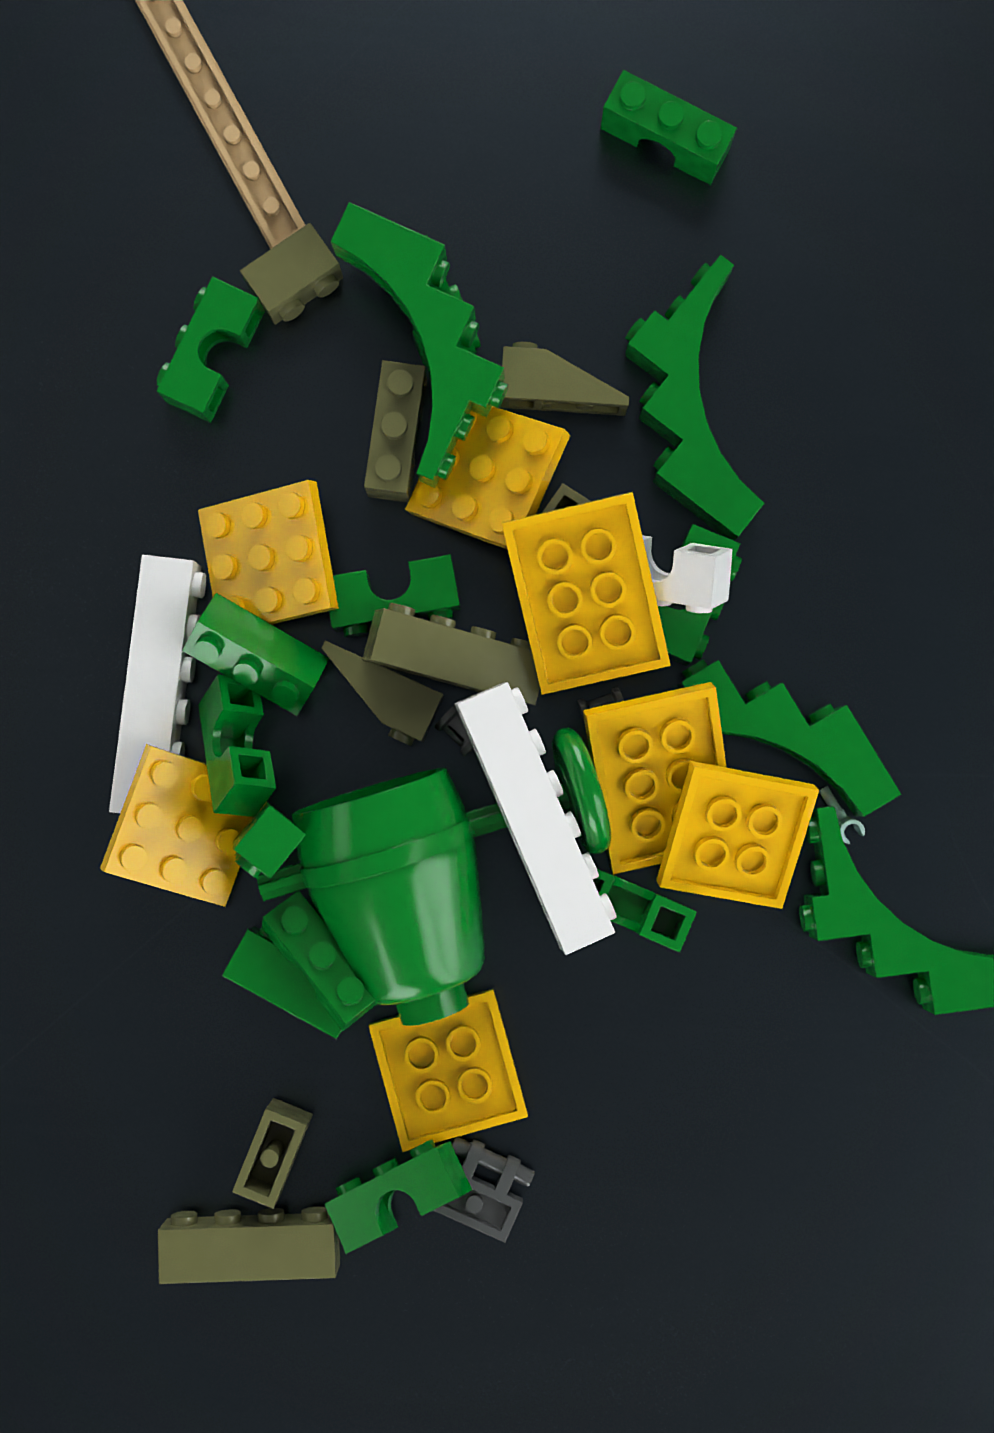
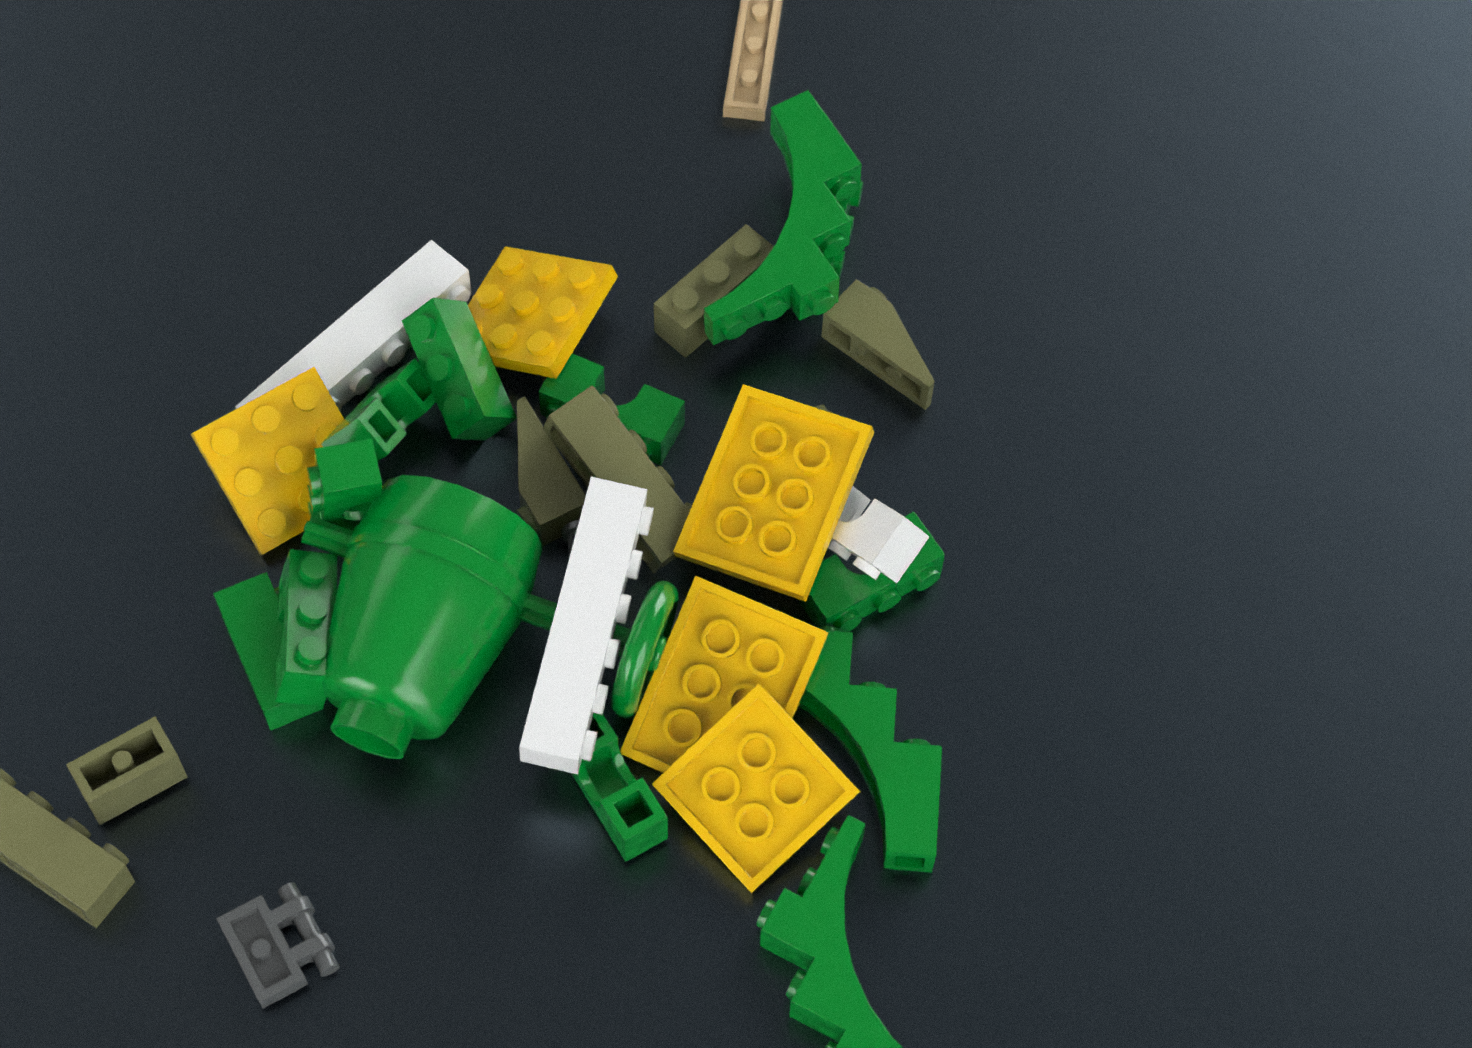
camera: 30 degrees right, 25 degrees down
(219, 316) = (640, 123): green arch -> none
(293, 274) = (725, 130): olive brick -> none
(365, 1210) = (164, 875): green arch -> none
(449, 1073) = (336, 820): yellow plate -> none
(495, 477) = (774, 356): yellow plate -> none
(646, 112) = (1143, 236): green arch -> none
(669, 352) = (999, 382): green arch -> none
(843, 819) = (868, 853): light aqua hand -> none

